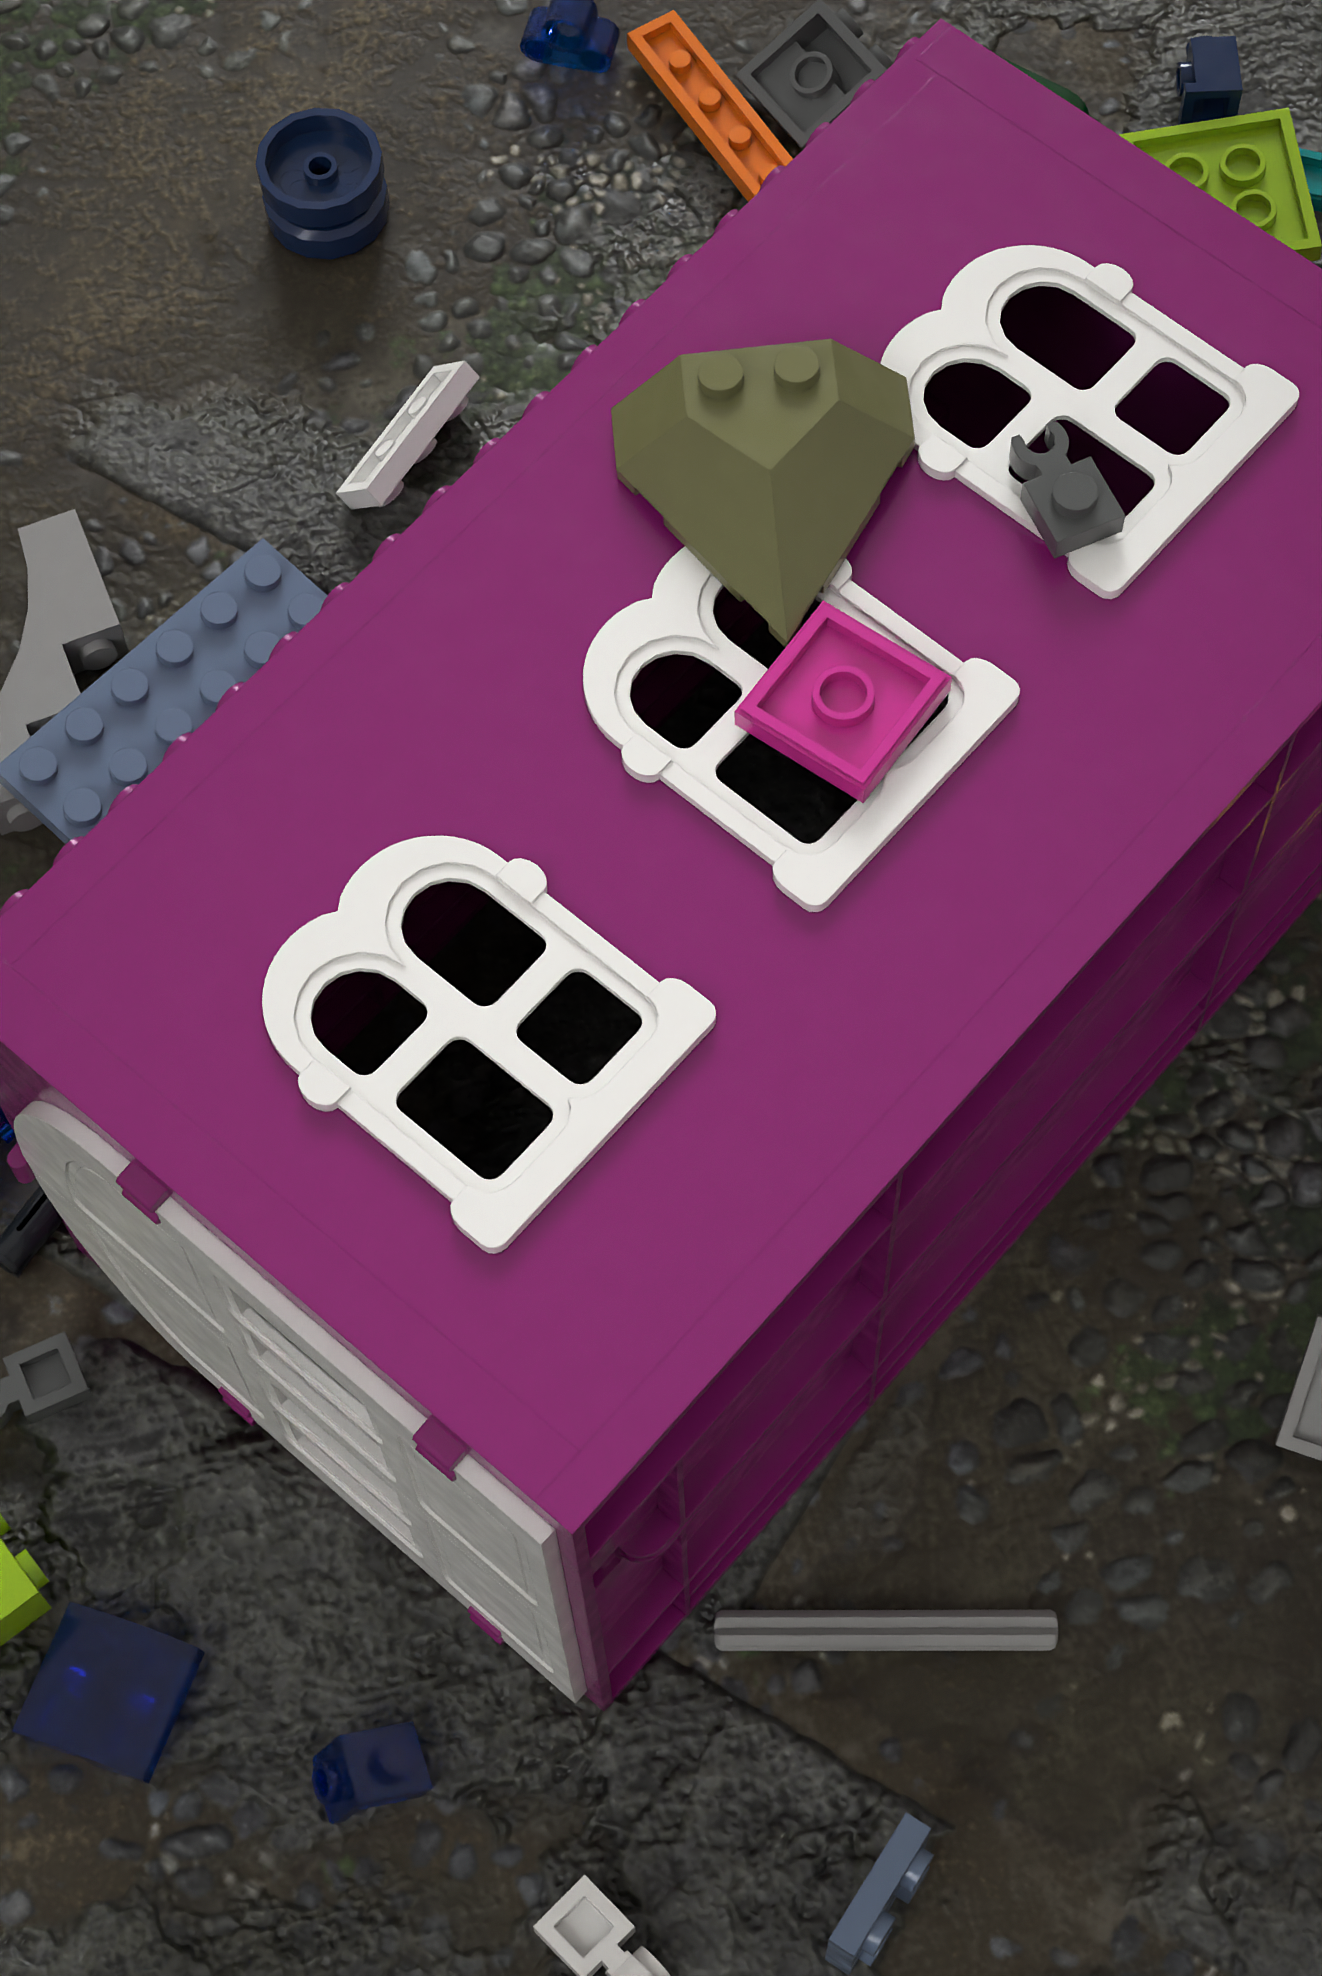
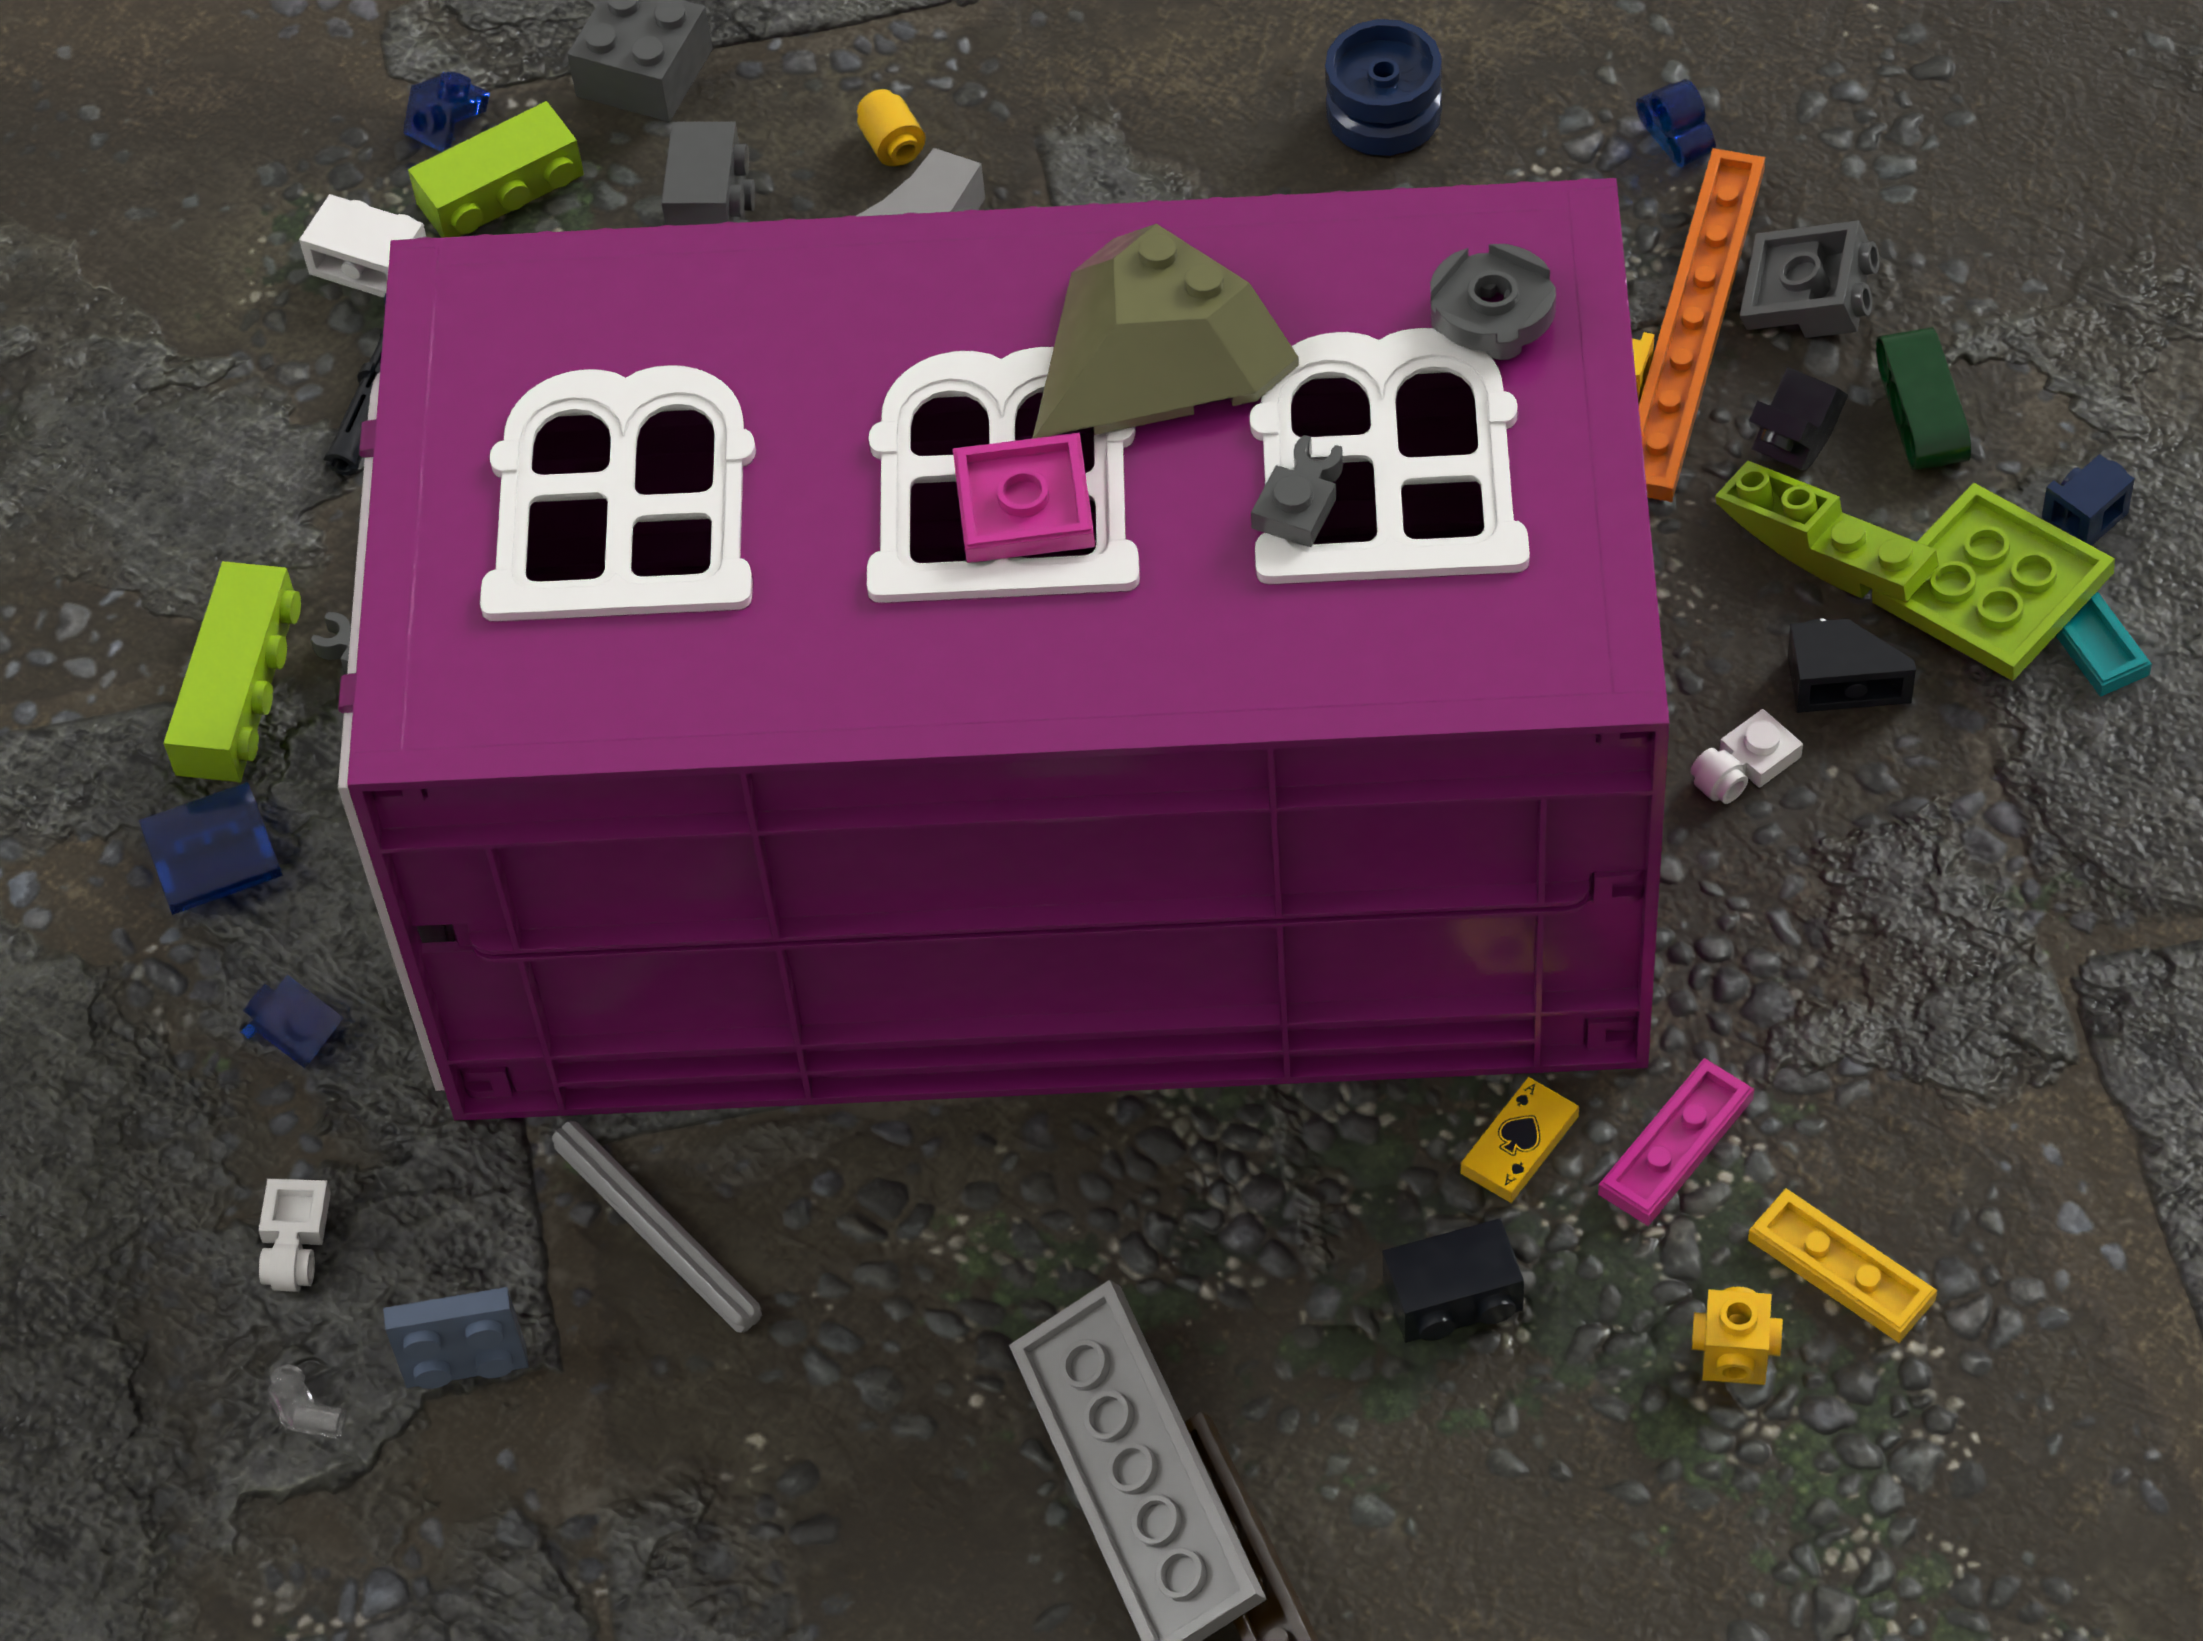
camera: 50 degrees right, 10 degrees down
(994, 227) = (1492, 326): none -> dark grey plate

